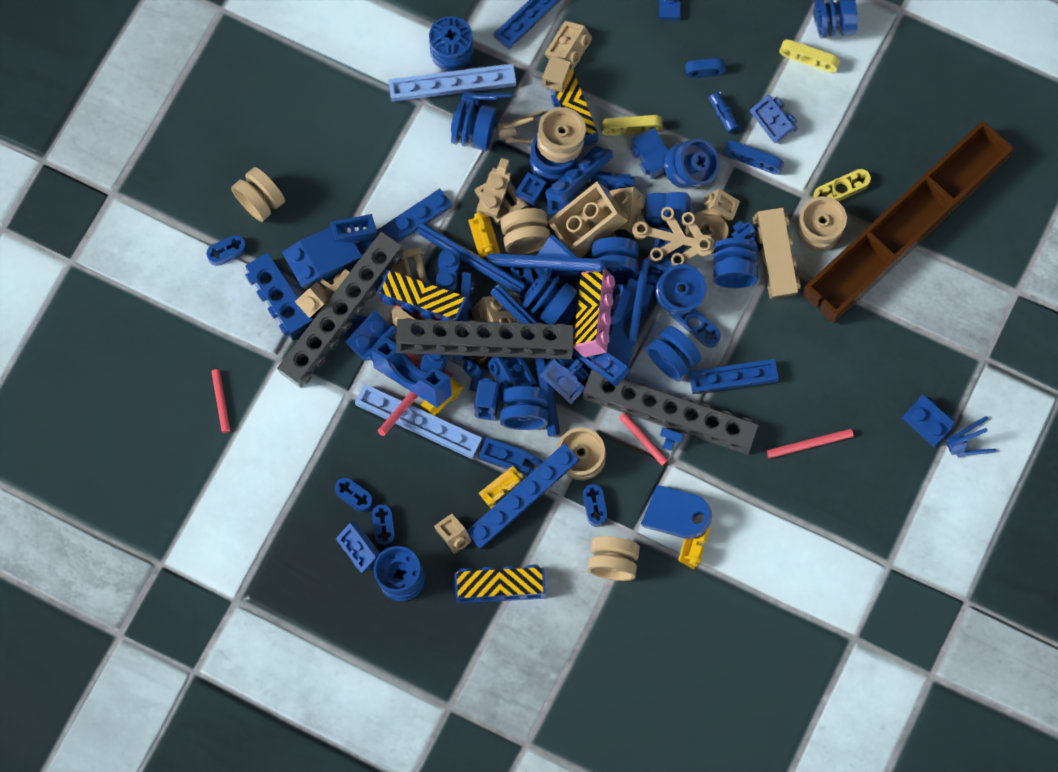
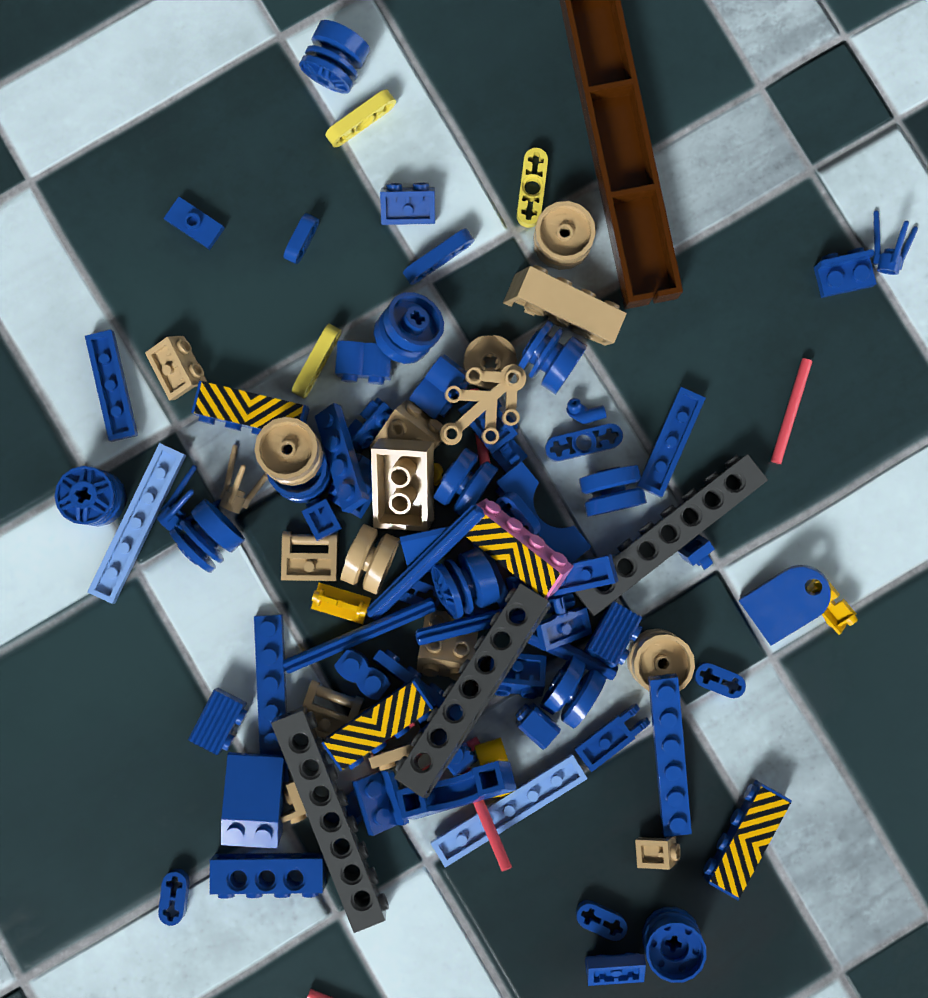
camera: 60 degrees left, 15 degrees up
(258, 194) = (133, 828): tan wheel -> none
(313, 299) = (299, 844): tan brick -> none
(350, 498) = (549, 937): blue beam -> none
(358, 204) = (218, 721): none -> blue brick
(360, 222) = (236, 745): blue slope -> none
(473, 372) = (494, 712): blue arm -> none
(495, 190) = (298, 560): tan hinge -> none
(501, 486) = (640, 766): yellow hinge -> none
(556, 73) = (207, 405): tan brick -> none
(578, 413) = (613, 635): none -> blue brick
(613, 558) = (800, 704): tan wheel -> none
(639, 298) = (530, 489): blue bar -> none
(647, 443) = (676, 581): coral bar -> none
(671, 298) = (553, 451): blue wheel -> none
(713, 310) = (583, 414): none -> blue arm
(722, 204) = (469, 326): tan bracket -> none
(724, 112) = (366, 253): blue pin -> none
(744, 231) = (521, 325): blue gear -> none

